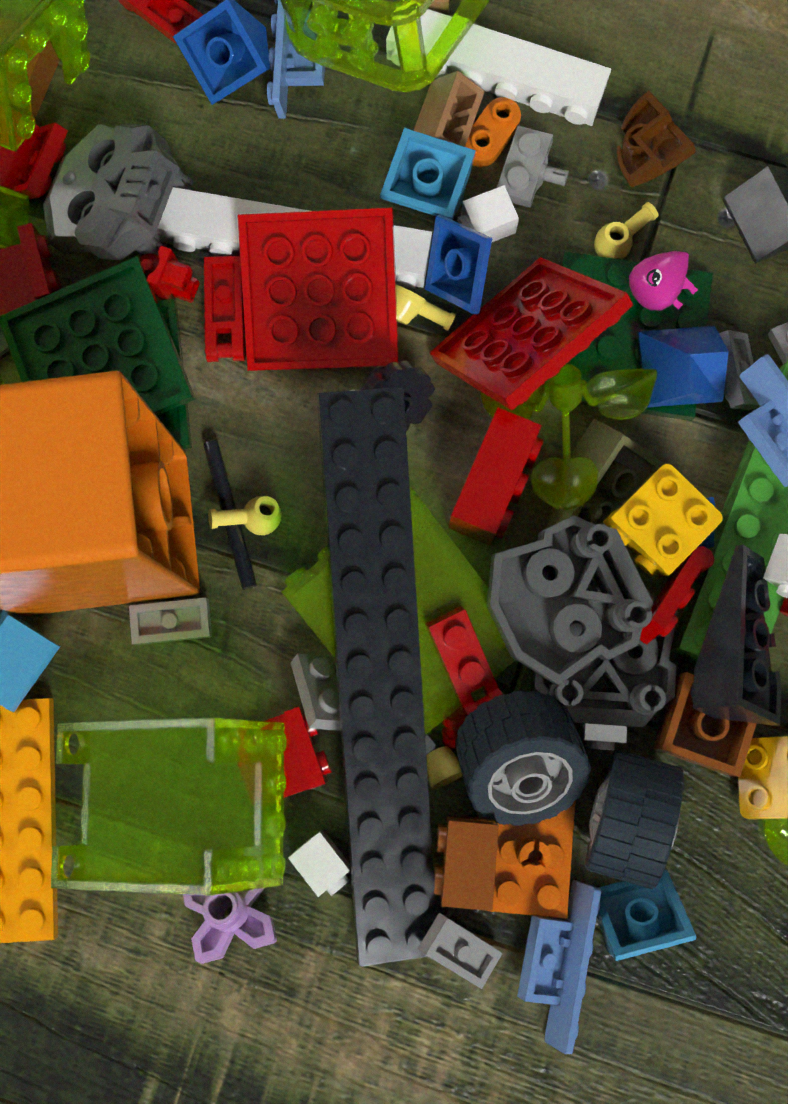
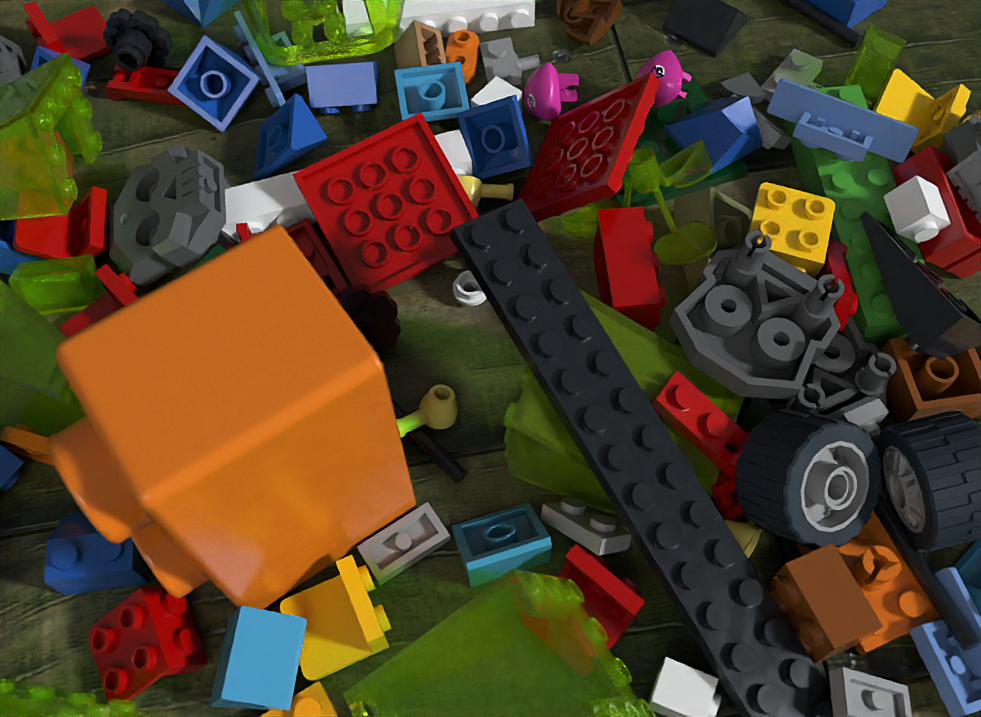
camera: 30 degrees left, 20 degrees down
(87, 658) = (340, 621): none -> yellow bracket
(234, 398) = (373, 315): none -> black plant
(248, 661) = (502, 542): none -> dark azure slope
(263, 151) = (286, 138): none -> blue slope
(352, 111) = (343, 86): none -> slope
(546, 225) = (546, 90): none -> dark pink piece
(576, 876) = (925, 577): none -> black bar
(619, 249) = (603, 76): light yellow bar -> none
(753, 320) = (743, 86): none -> dark grey tile

